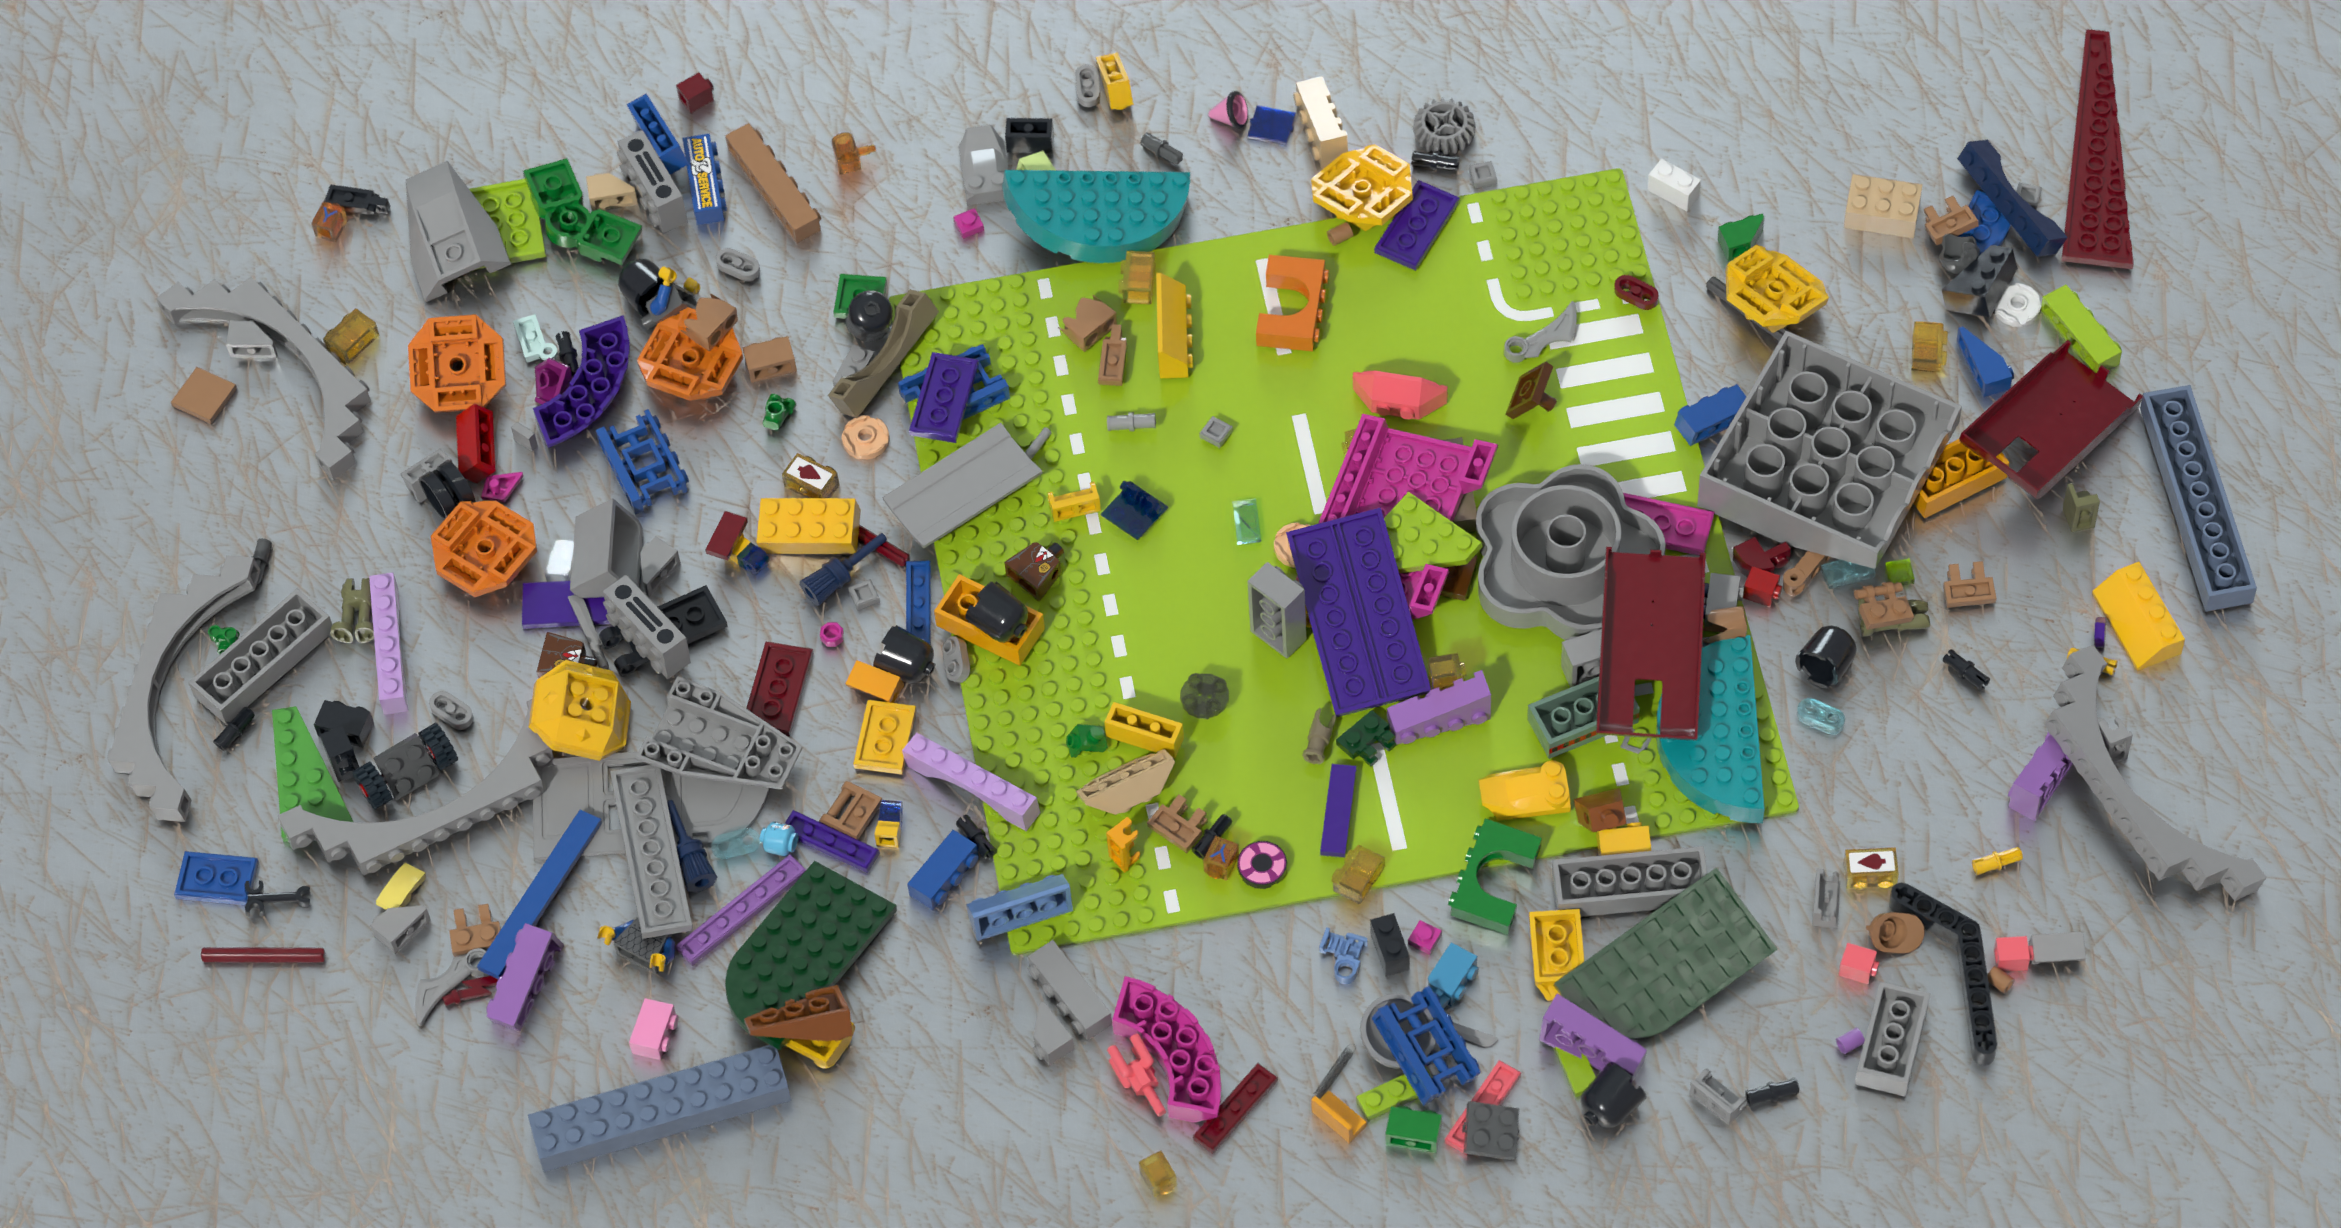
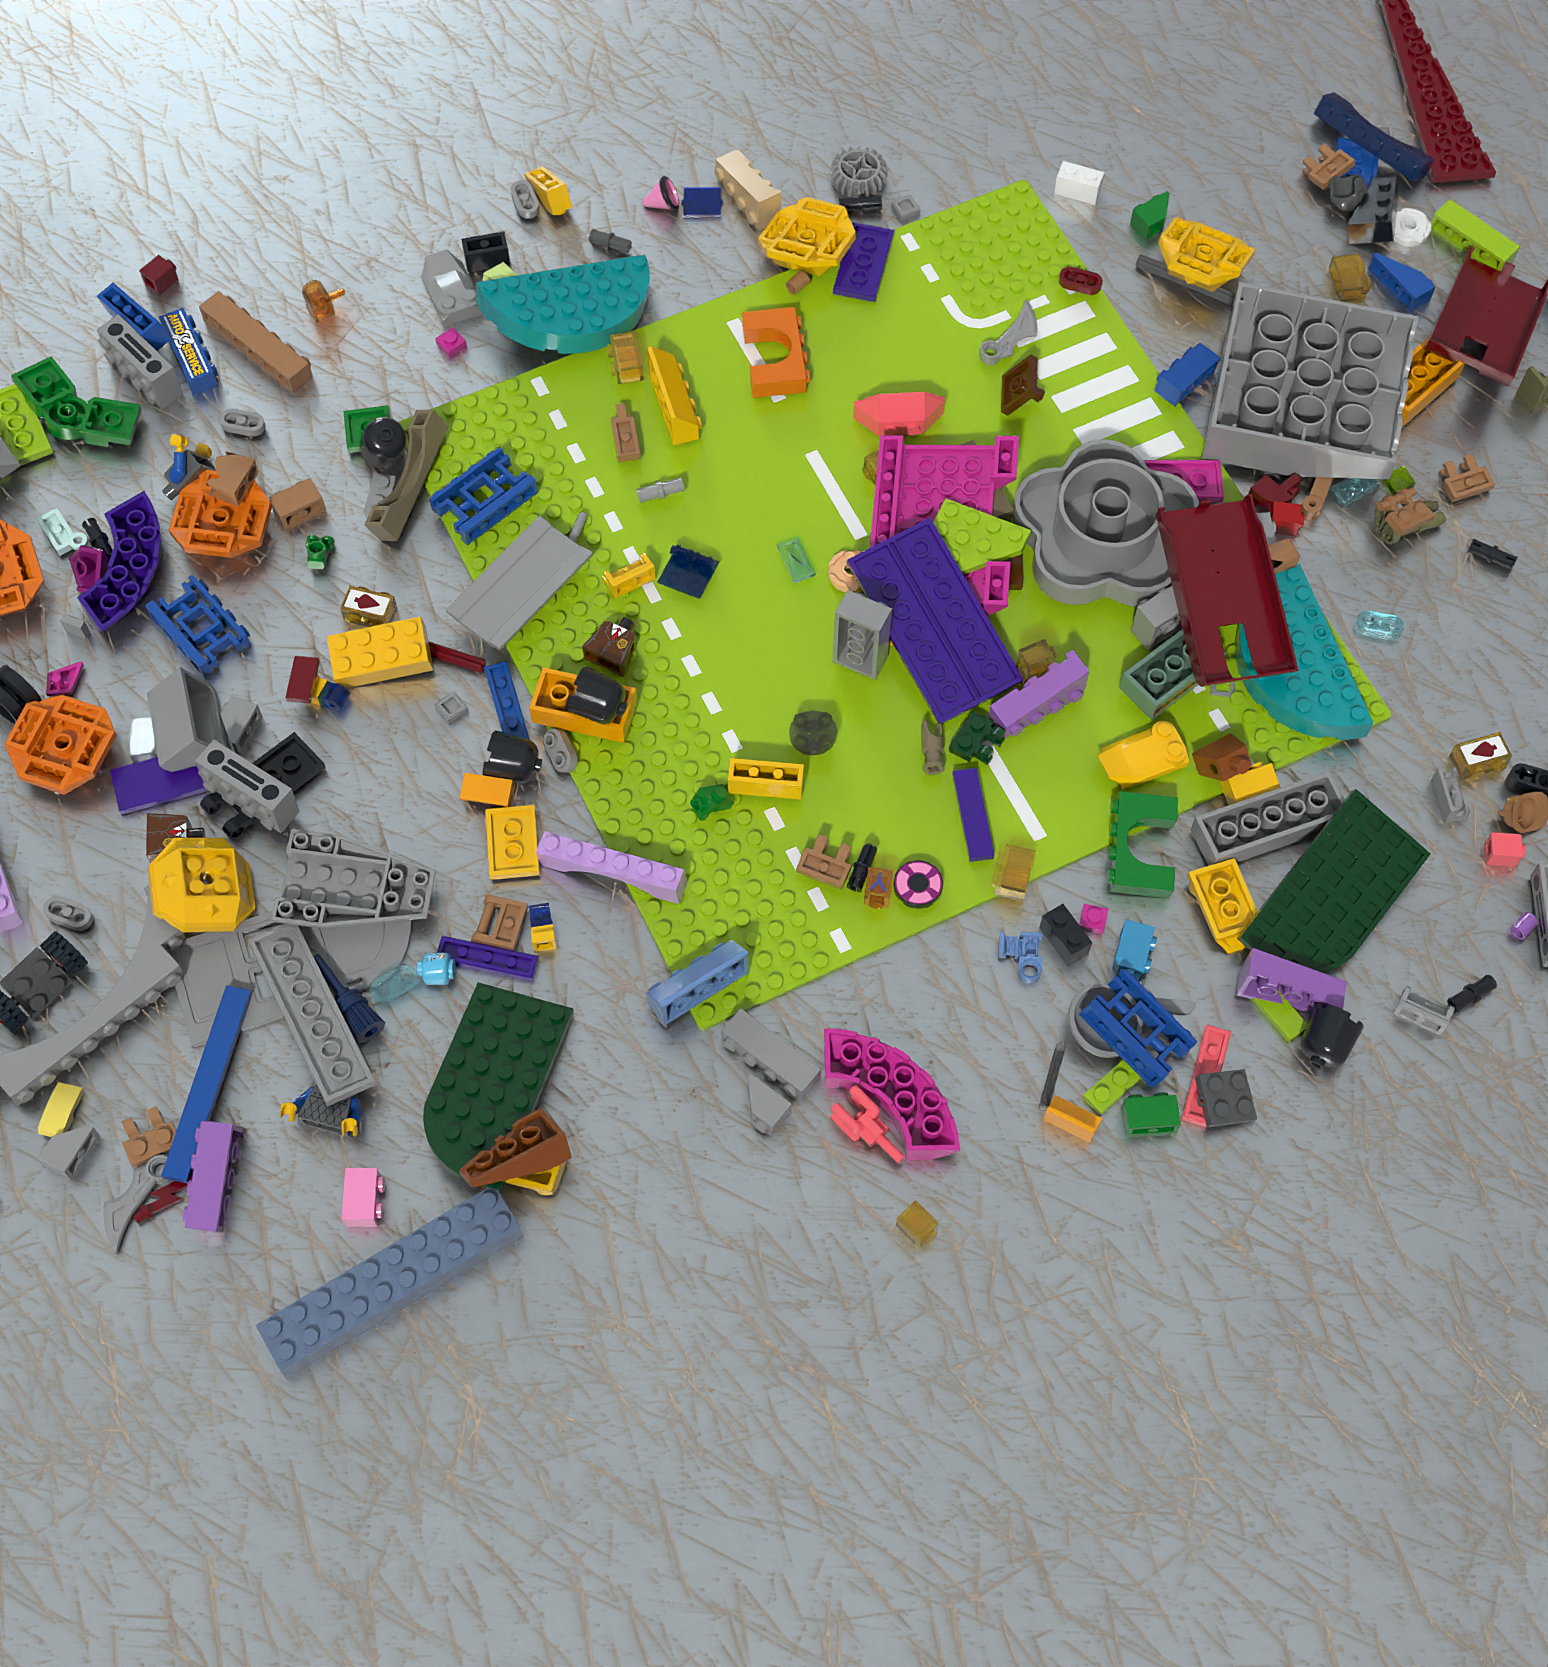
camera: 20 degrees left, 5 degrees up
(475, 443) = (28, 643): red brick -> none
(585, 621) = (181, 792): light grey piece -> none
(609, 192) = (101, 380): tan slope -> none
(640, 283) = (153, 457): black cylinder -> none
(740, 910) = (416, 1050): medium lavender tile -> none
(779, 684) = (393, 813): dark red tile -> none
(831, 634) = (431, 753): dark pink tile -> none
(836, 573) = (419, 693): dark blue piece -> none
(865, 449) = (410, 569): light nougat tile -> none
(943, 870) = (609, 962): blue brick -> none
(944, 397) = (478, 503): dark purple tile -> none
(977, 836) = (631, 921): black pin -> none
(1092, 322) = (596, 407): medium nougat piece -> none
(1120, 842) = (780, 897): light orange hinge -> none
(1128, 784) = (767, 833): tan wedge -> none
(1216, 431) = (741, 483): light grey tile -> none
(1235, 1108) = (970, 1135): dark red tile -> none
(1826, 656) = (1369, 569): black cylinder -> none
(1883, 206) = (1265, 165): tan brick -> none

